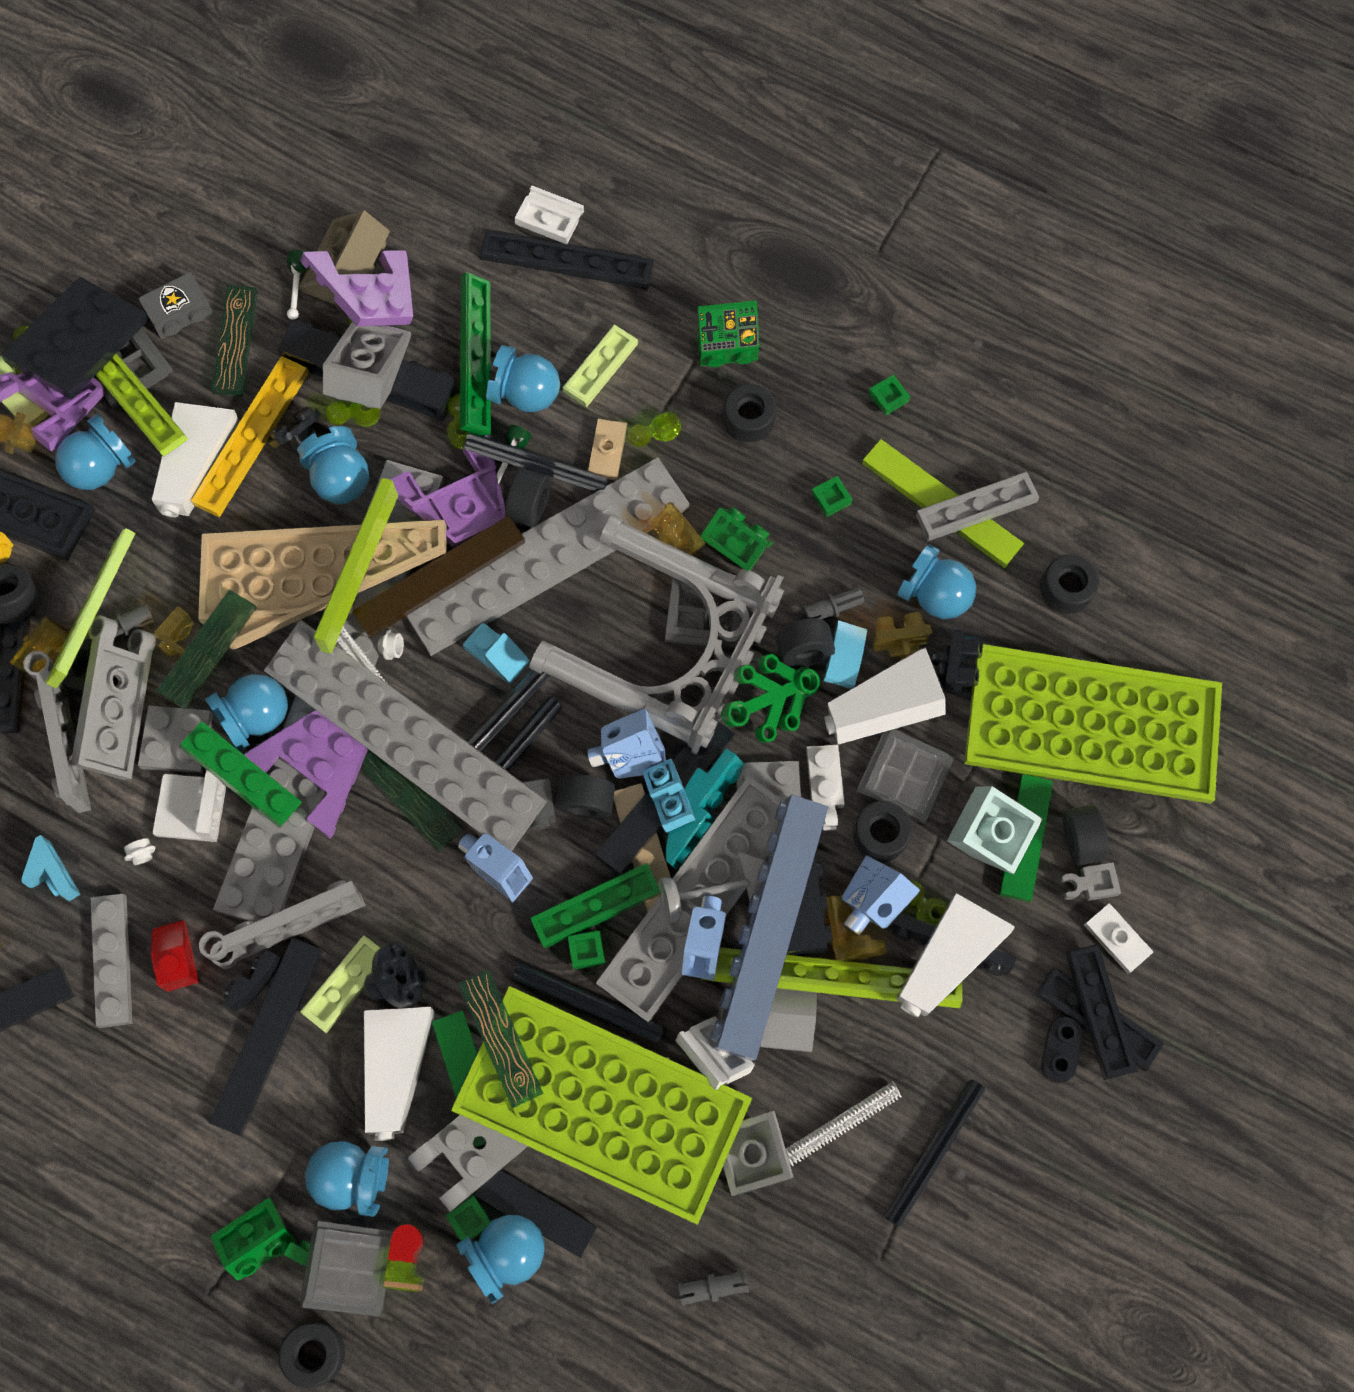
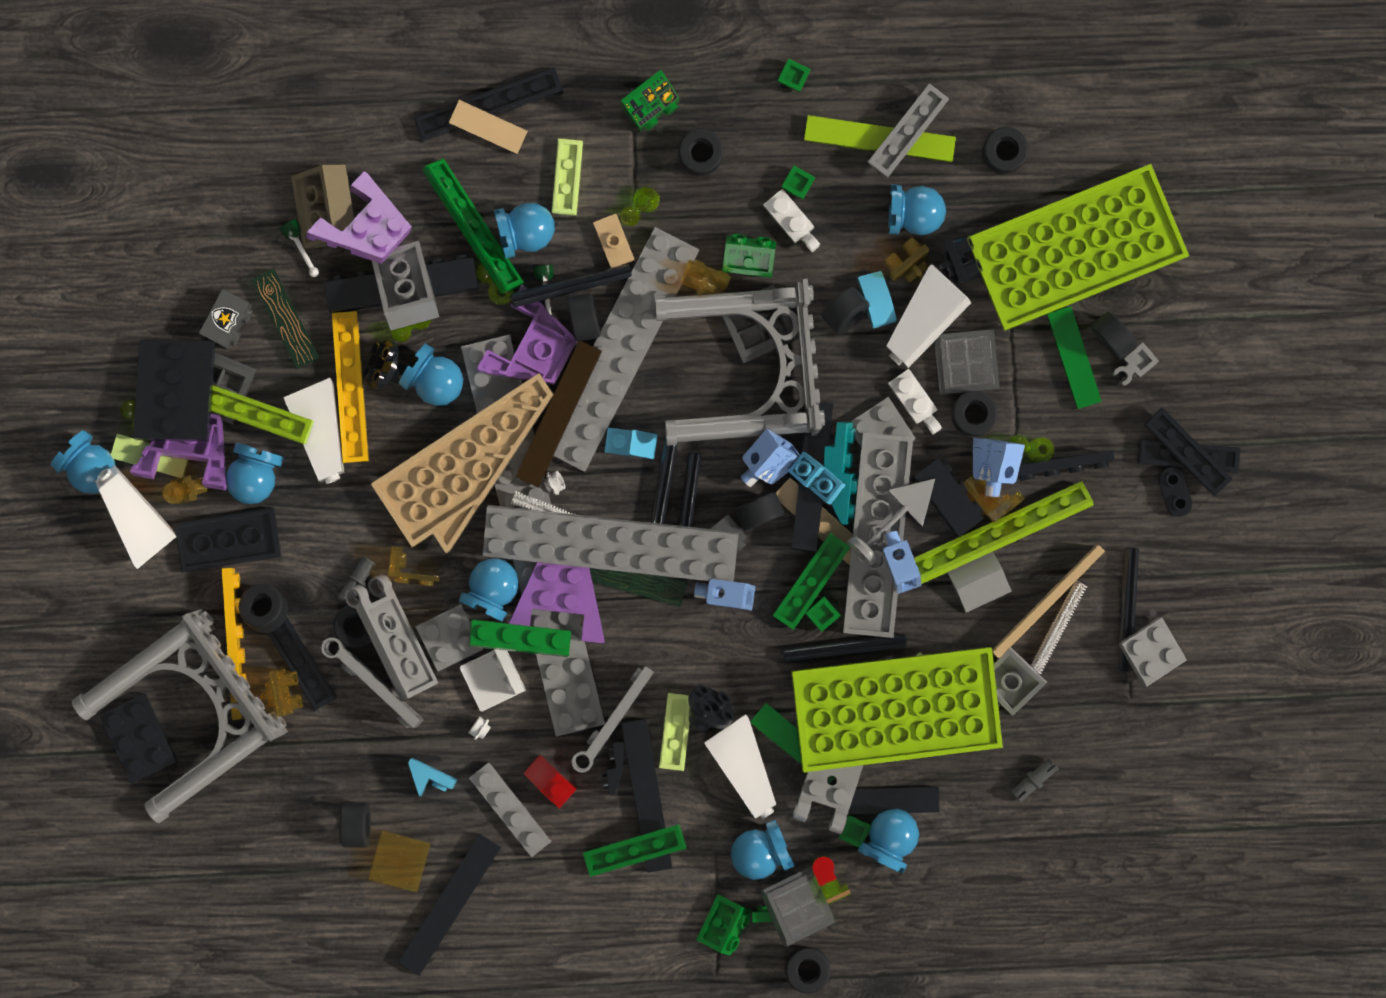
camera: 30 degrees left, 15 degrees up
(45, 638) = (315, 631): clear yellow hips -> none
(90, 608) = (335, 585): lime tile -> none
(206, 649) = (434, 565): clear green tile -> none
(210, 1087) = (634, 850): none -> green plate
(356, 566) = (503, 445): lime tile -> none
(500, 1038) = (808, 708): clear green tile -> none
(549, 215) = (453, 76): white plate -> none
(552, 274) = (488, 126): none -> tan tile
(712, 1063) = (949, 632): white plate -> none
(770, 927) = (939, 529): sand blue brick -> none
(774, 696) = (846, 363): green plant -> none
(803, 529) = (791, 219): none -> white plate
(834, 604) = (847, 266): dark grey axle -> none
(847, 1085) = (1047, 601): none -> tan tile
(936, 1218) = (1152, 651): none -> light grey plate
(953, 951) = (1069, 474): white slope -> none
(994, 829) = (1050, 367): light aqua slope -> none
(1118, 938) = (1173, 392): white plate -> none

